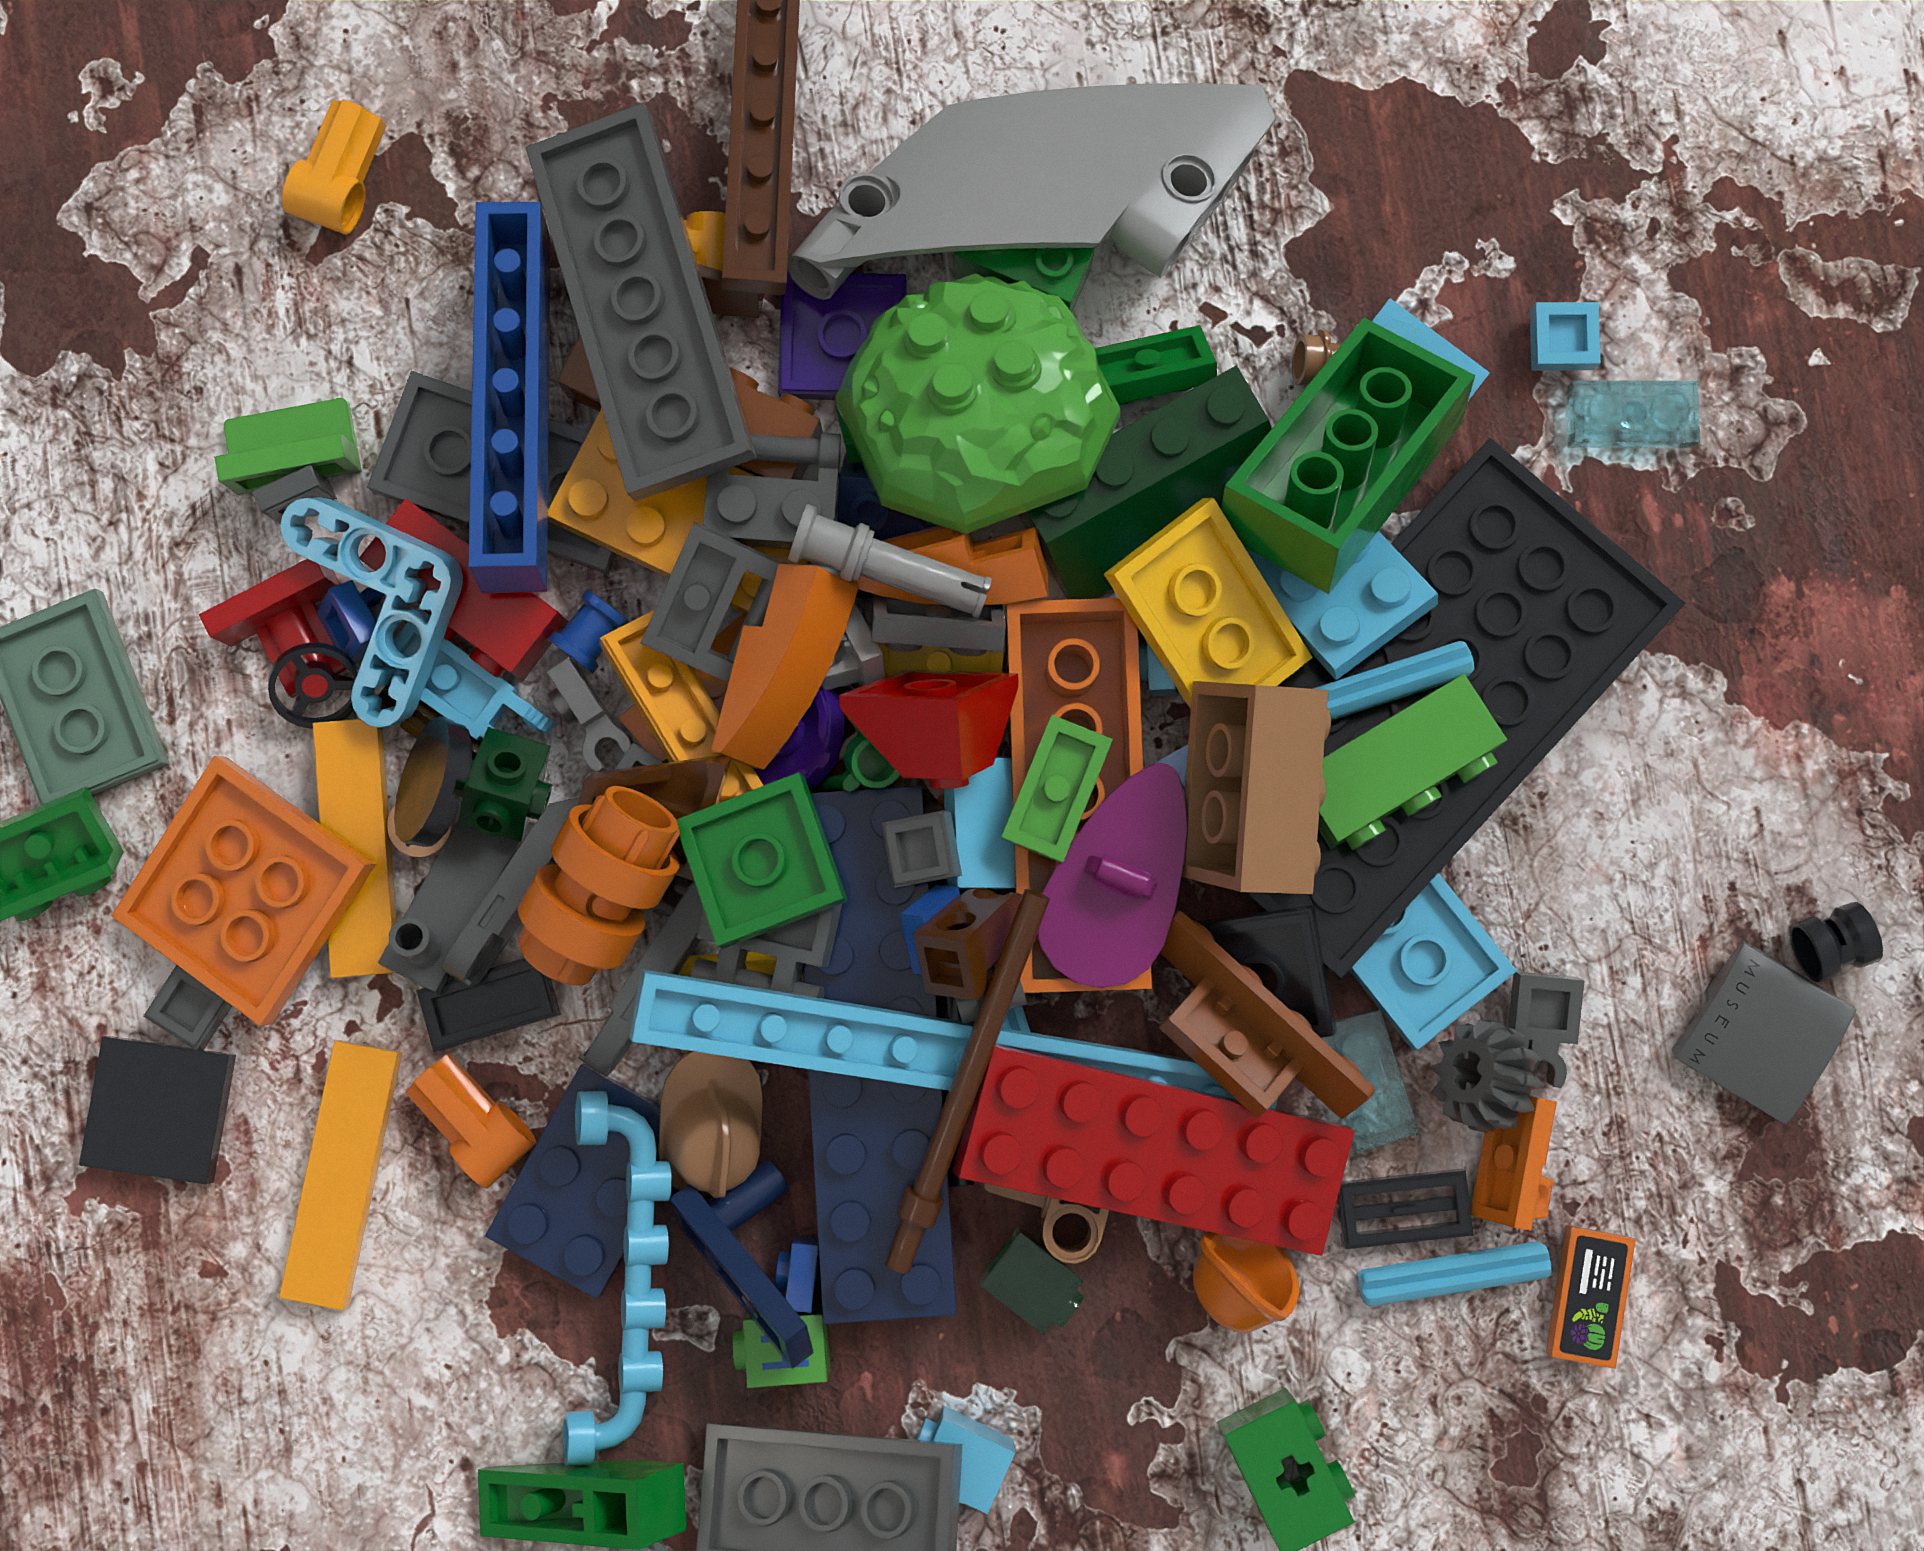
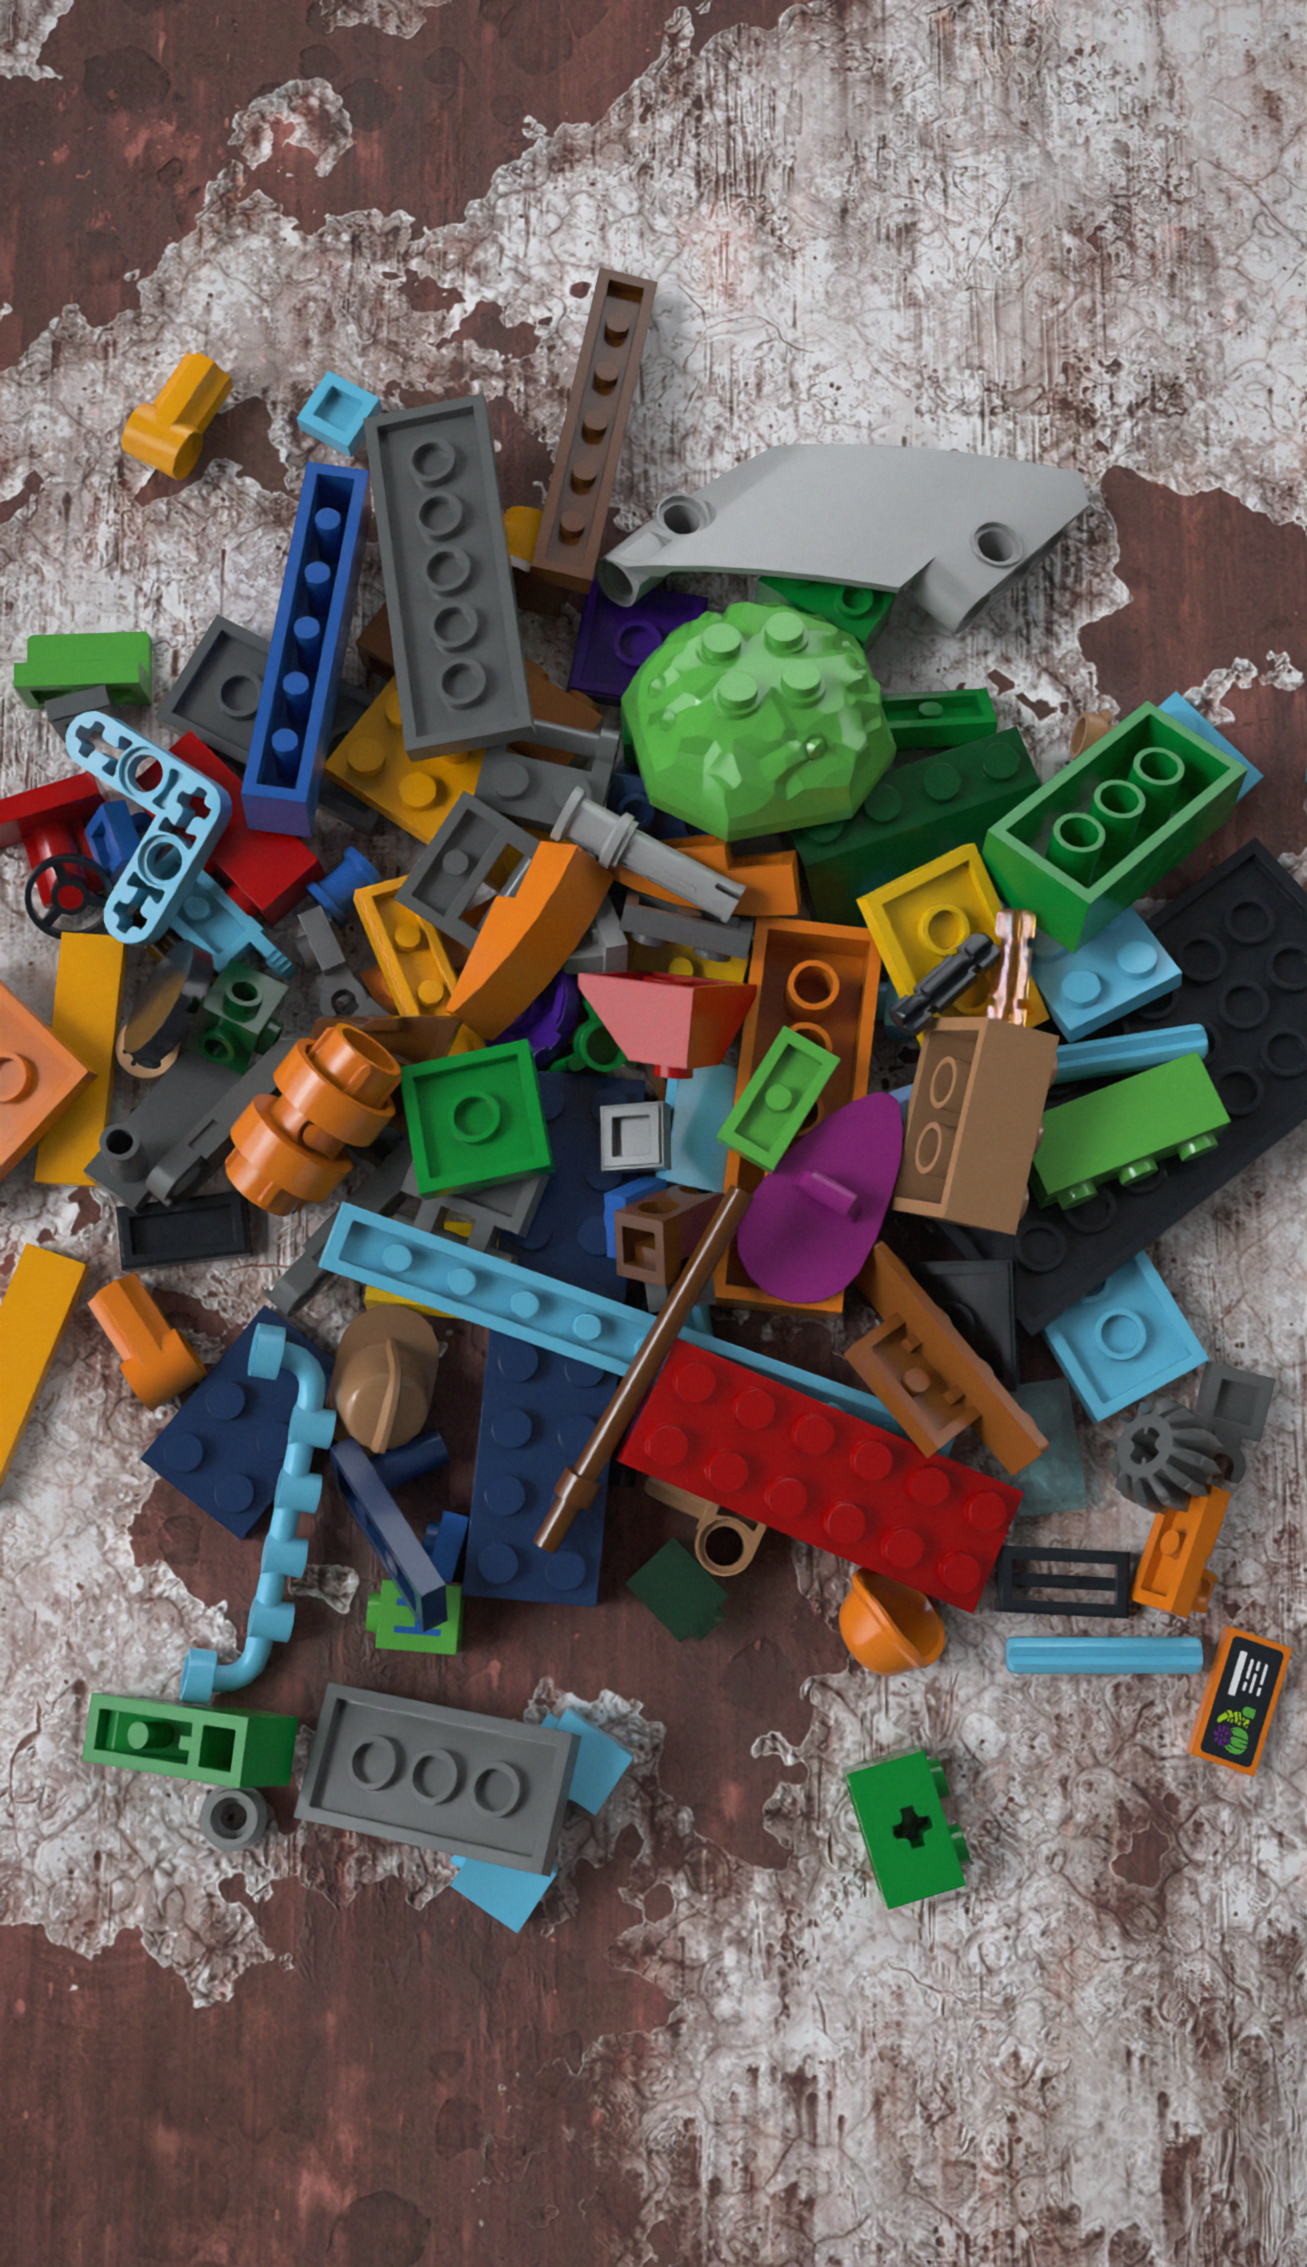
camera: 10 degrees right, 5 degrees down
(498, 139) = (337, 413): none -> medium azure plate
(1205, 646) = (945, 984): none -> black axle
(1268, 621) = (1012, 973): none -> clear orange axle

